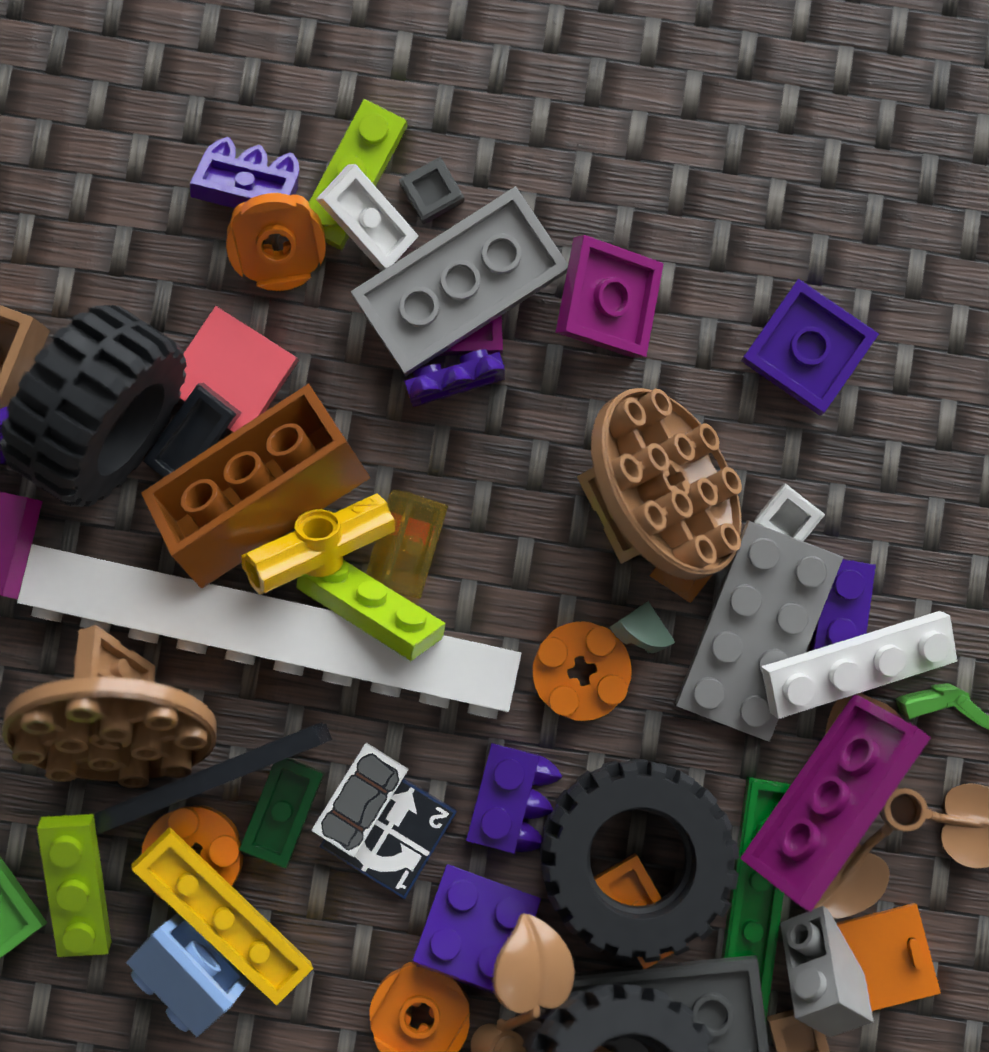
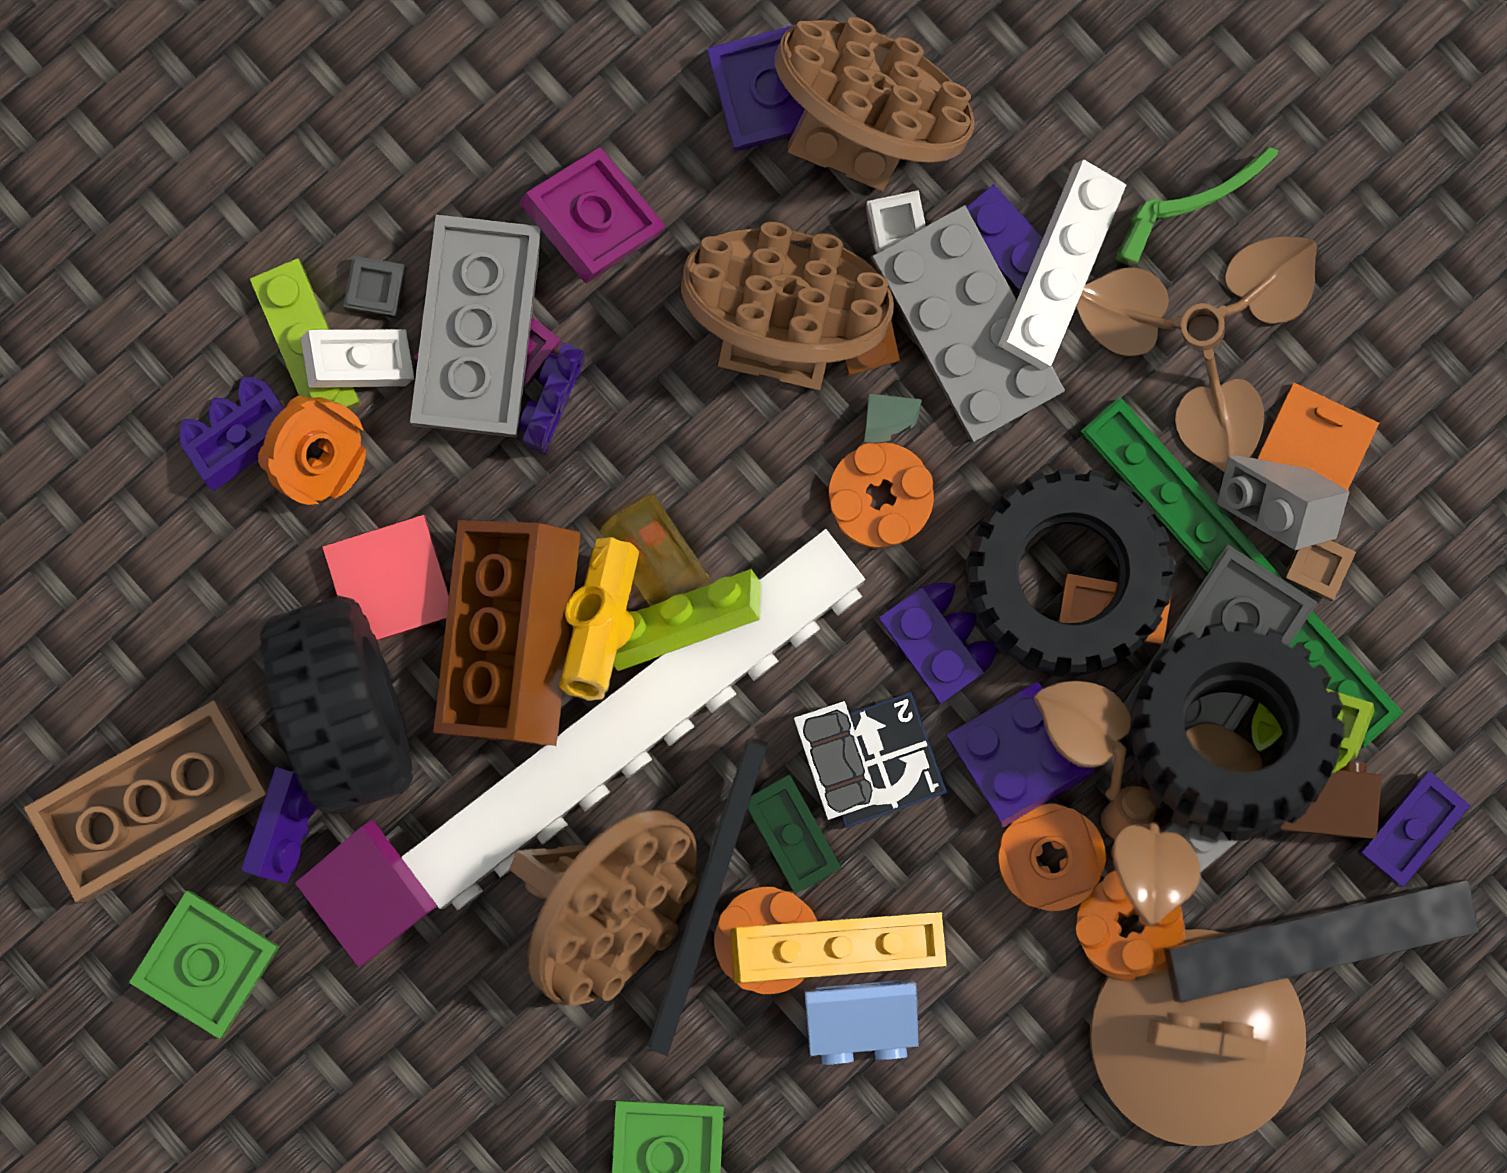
camera: 50 degrees left, 0 degrees up
(74, 885) = (713, 1048): lime plate -> none
(194, 429) = (415, 652): black tile -> none
(834, 800) = (1150, 375): magenta plate -> none
(859, 424) = (869, 100): none -> medium nougat bracket

